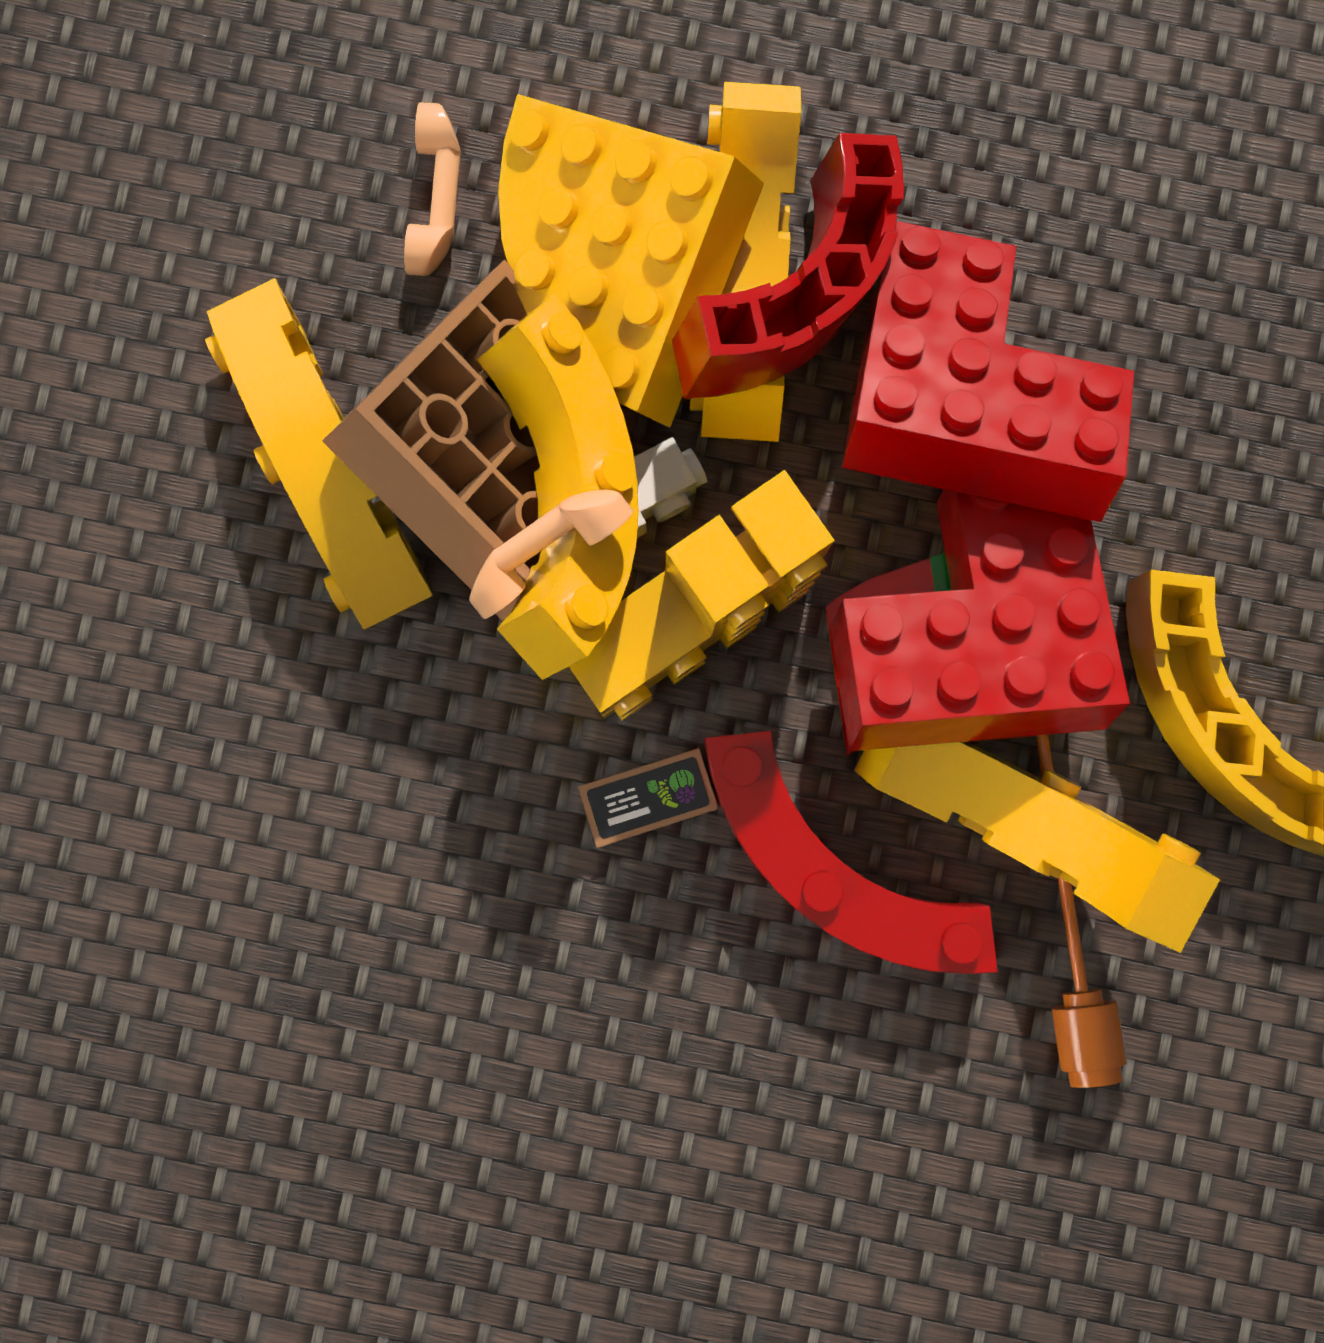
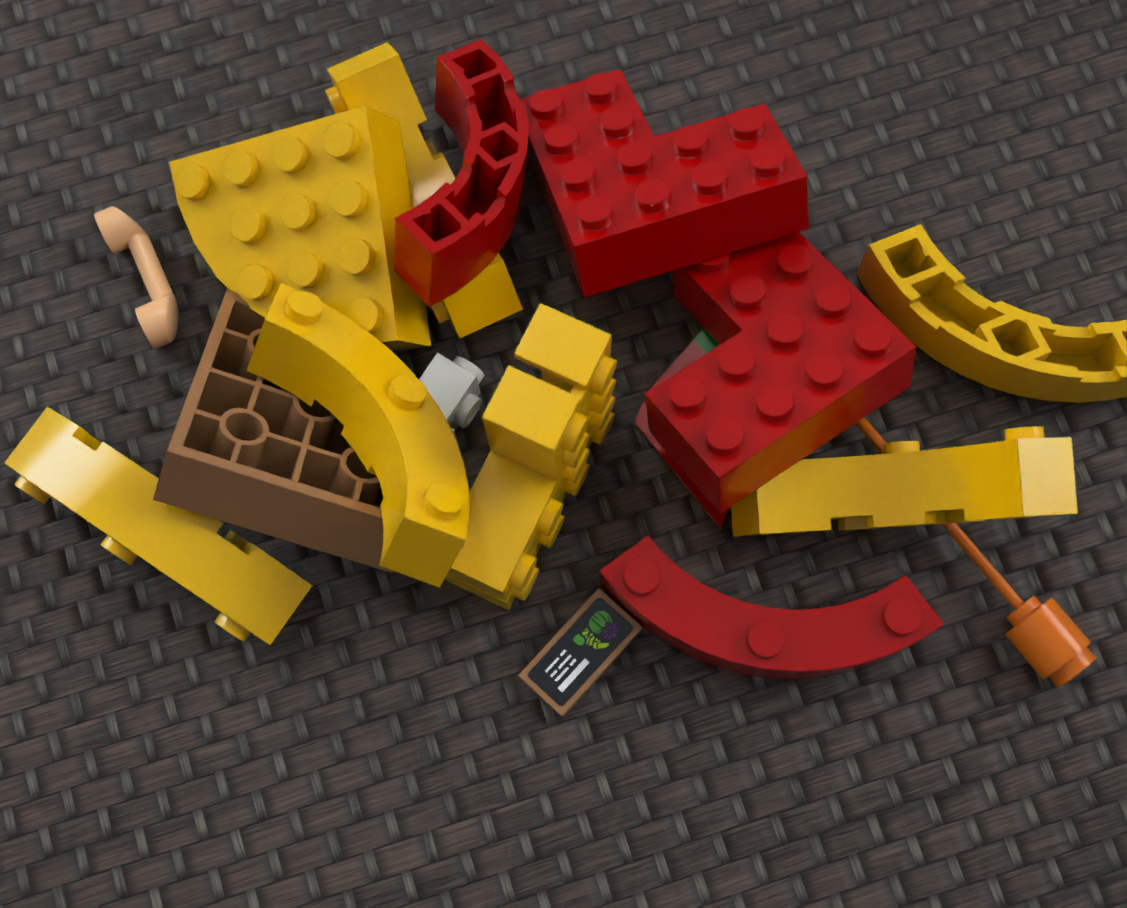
camera: 25 degrees left, 10 degrees down
(591, 513) = (404, 428): light nougat bar -> none

